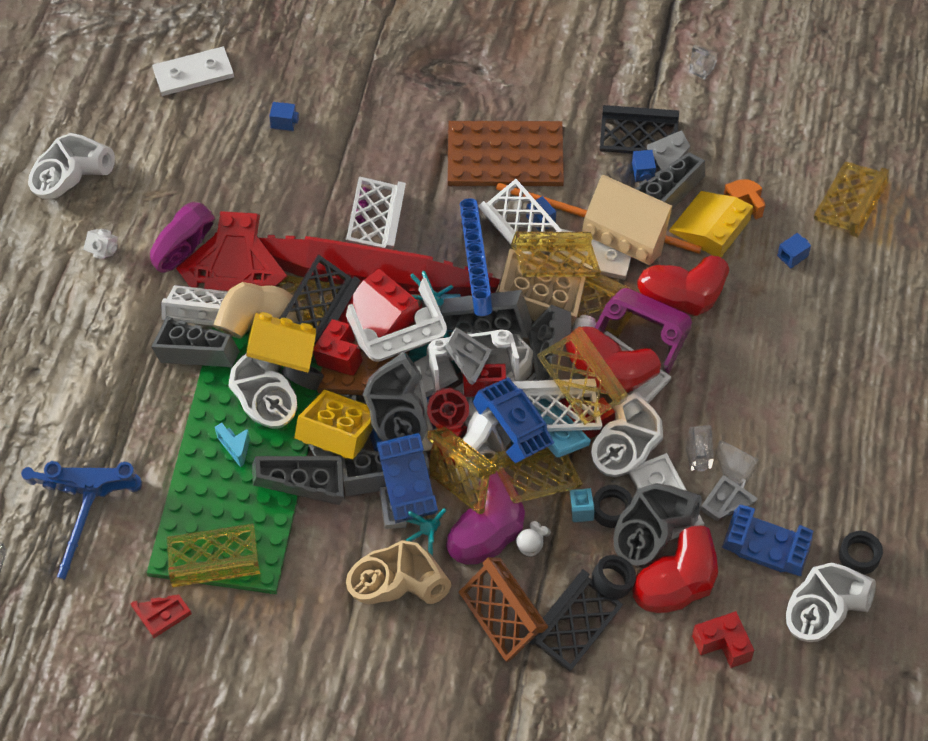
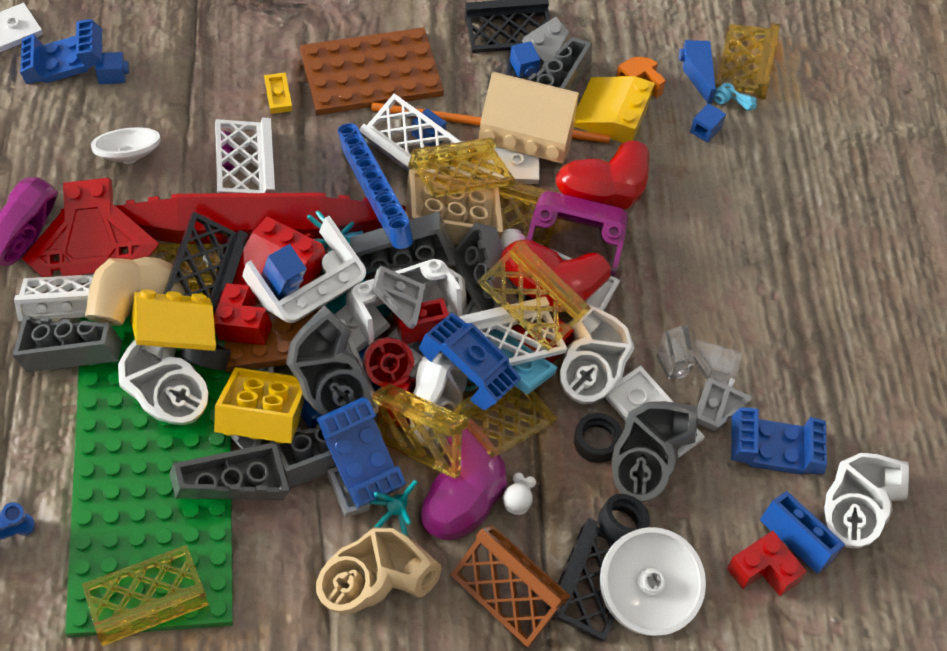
camera: 20 degrees left, 0 degrees up
(235, 445) = (142, 454): medium azure slope -> none
(244, 100) = (62, 57): none -> blue plate
(280, 185) = (126, 144): none -> white dish
(375, 318) = (283, 272): none -> blue brick
(418, 161) = (278, 93): none -> yellow plate
(582, 505) = (565, 442): medium azure slope -> none
(622, 631) = (652, 581): none -> white dish
(679, 579) = (702, 500): red piece -> none
(763, 618) = (802, 532): none -> blue brick
(801, 196) = (698, 66): none -> blue slope
(817, 227) = (723, 95): none -> medium azure piece
(864, 538) = (885, 420): black tyre -> none

